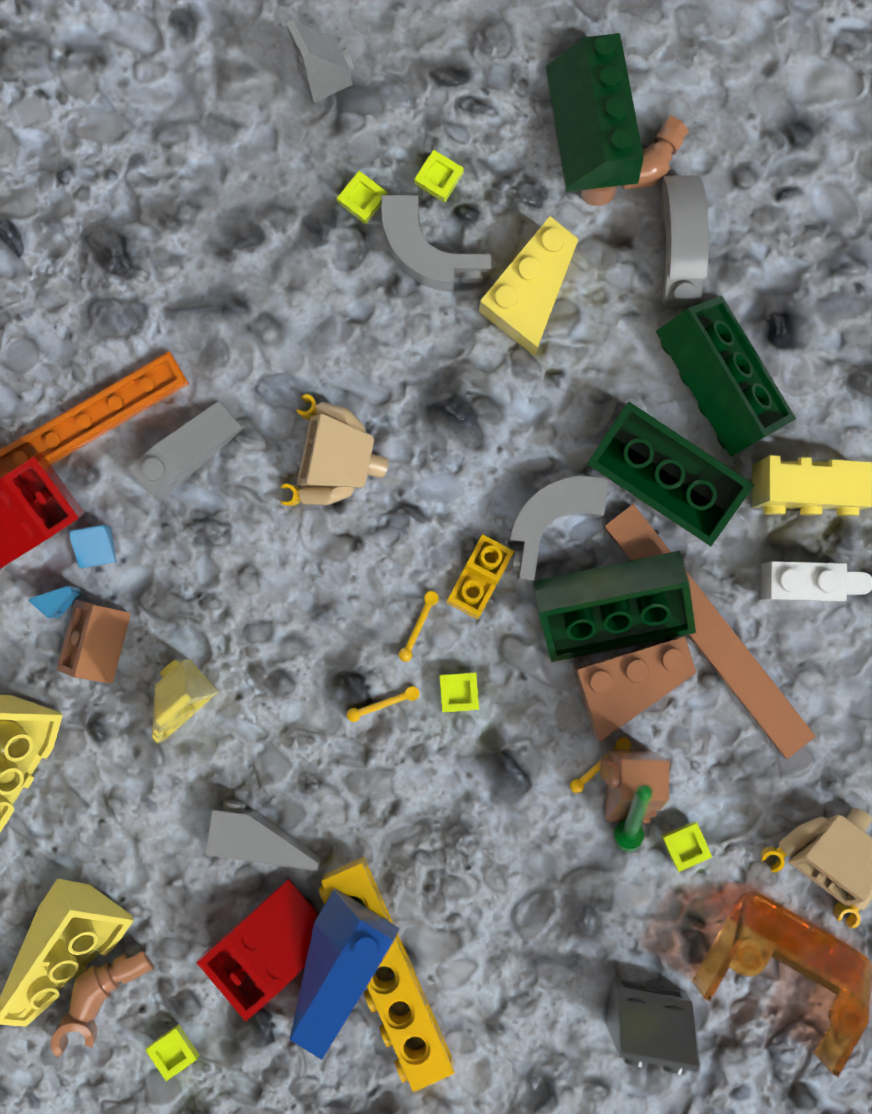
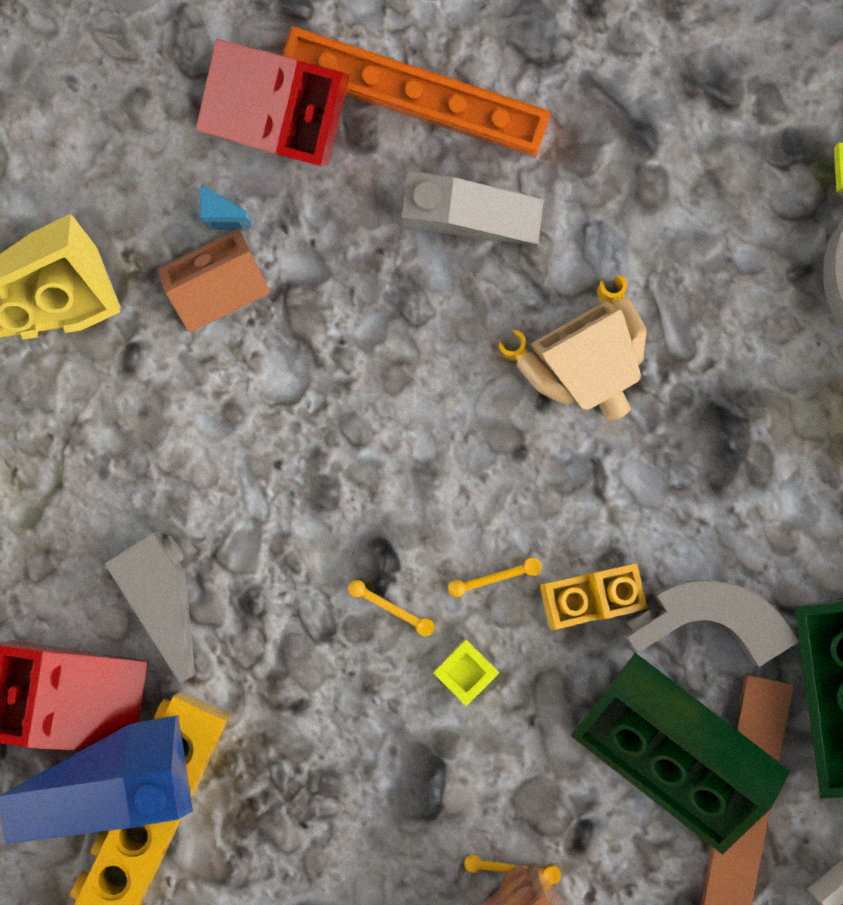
camera: 50 degrees right, 0 degrees up
(93, 546) = (303, 201): dark azure slope -> none
(178, 697) = (230, 407): light yellow wedge -> none
(630, 682) = (619, 832): nougat wedge -> none

